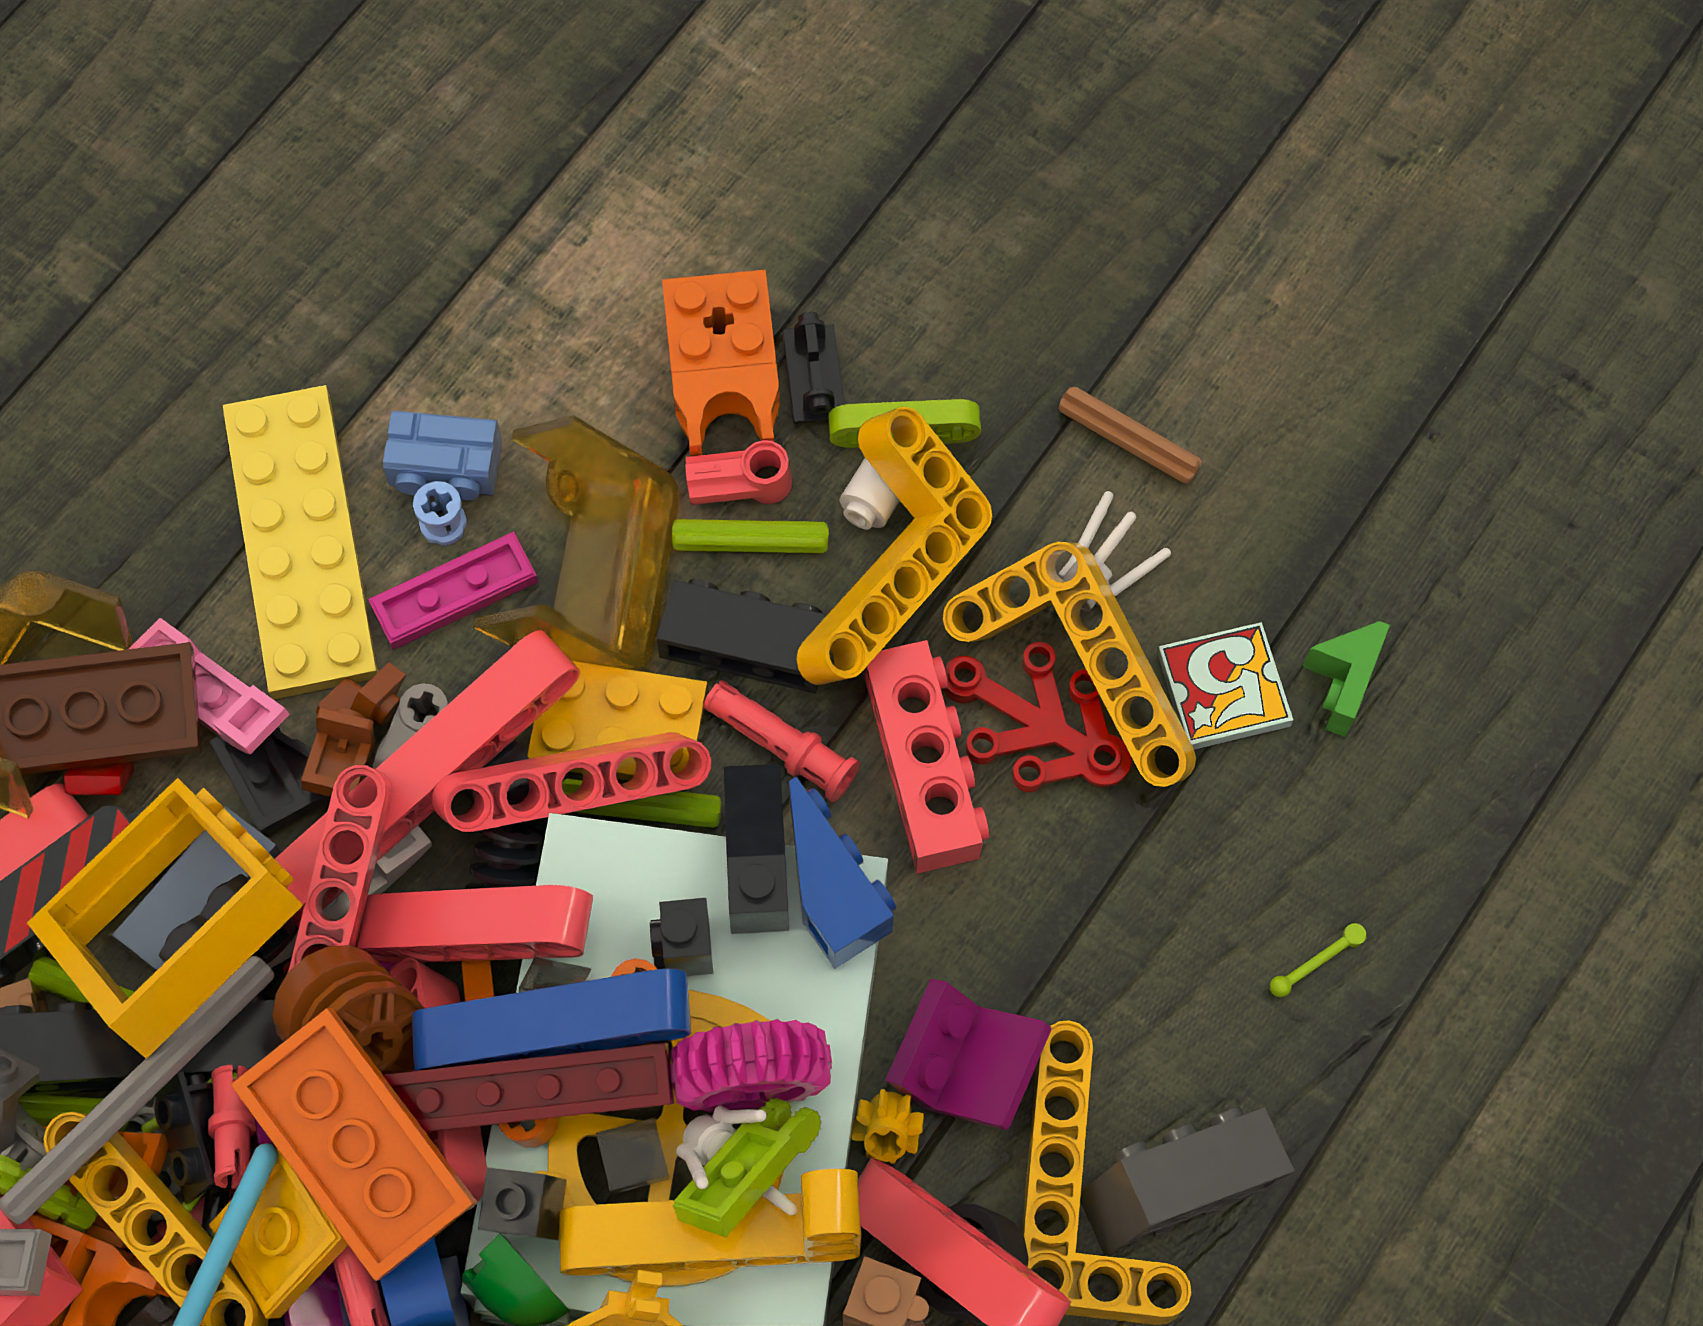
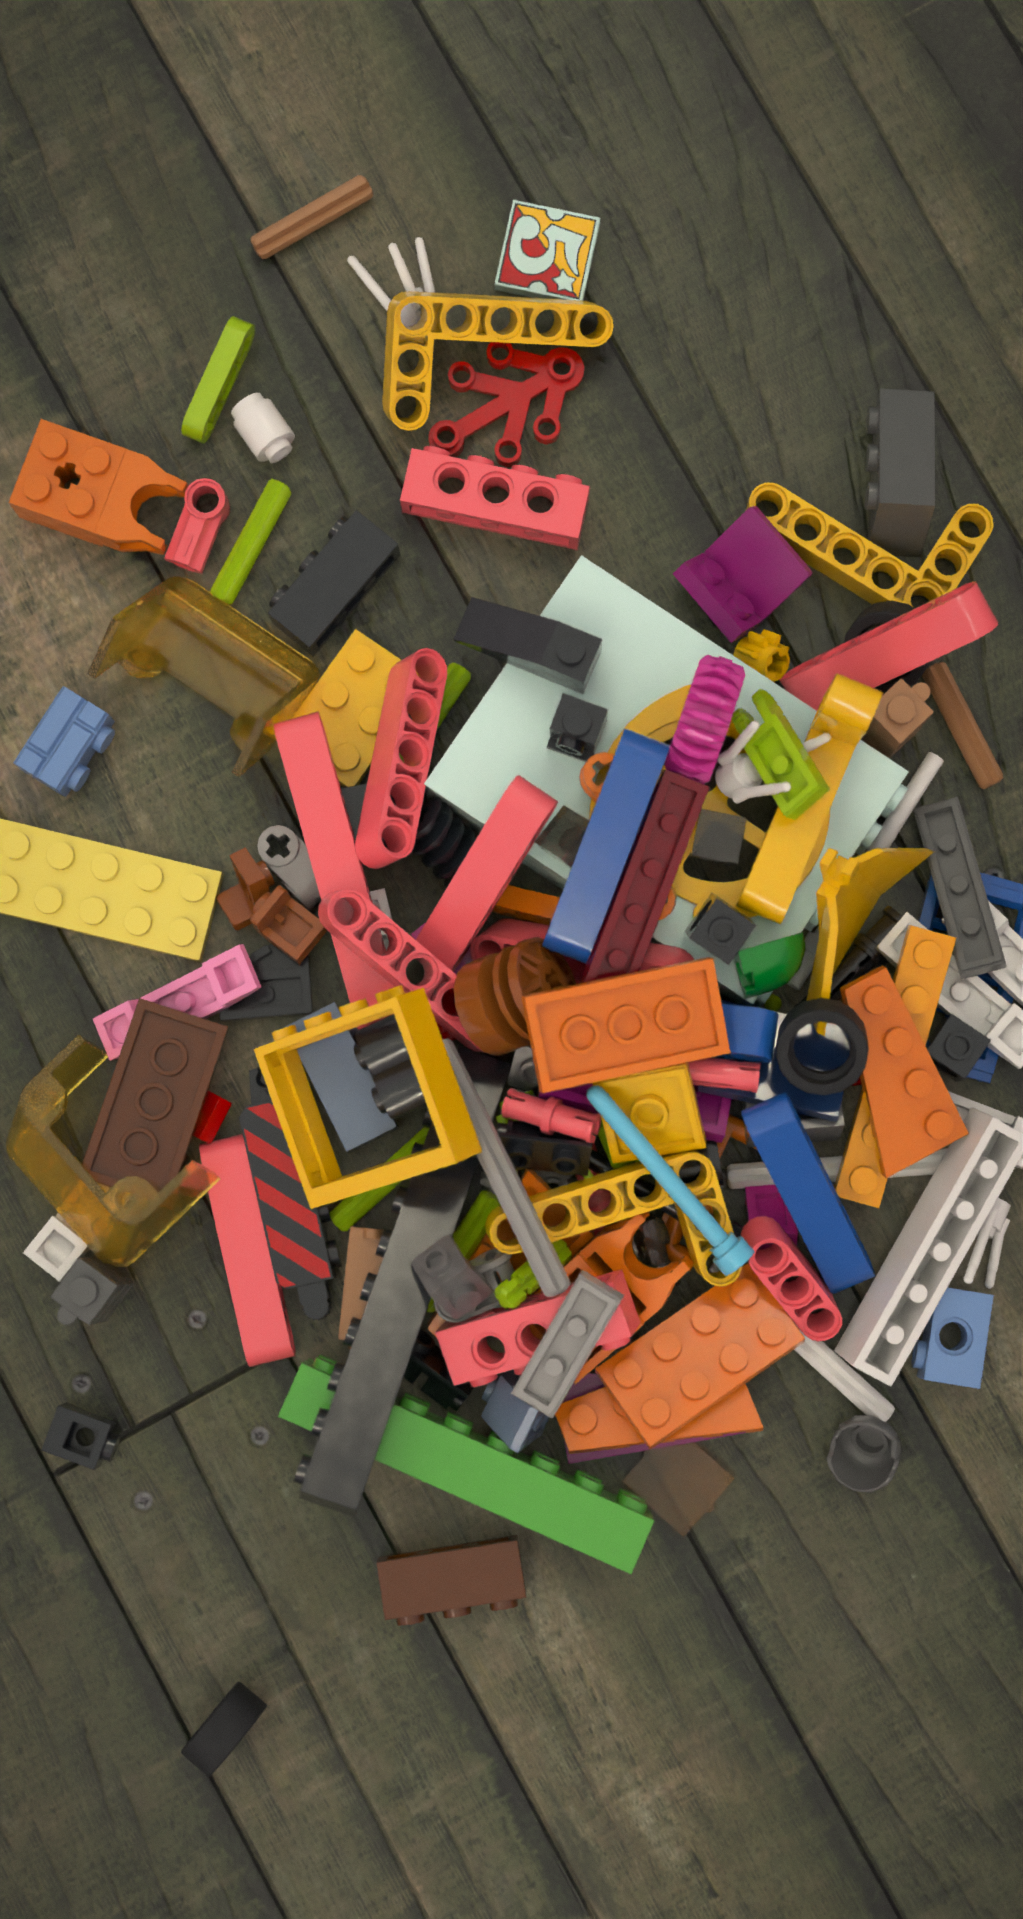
camera: 60 degrees left, 15 degrees up
(449, 502) = (104, 758): light blue bush -> none
(453, 590) = (181, 786): dark pink tile -> none
(800, 751) = (446, 586): coral pin -> none
(813, 369) = (135, 428): black hinge -> none
(836, 897) = (597, 603): blue slope -> none
(935, 525) = (343, 423): yellow beam -> none
(1350, 665) = (584, 150): bright green slope -> none
(1352, 936) = (778, 265): lime hinge -> none

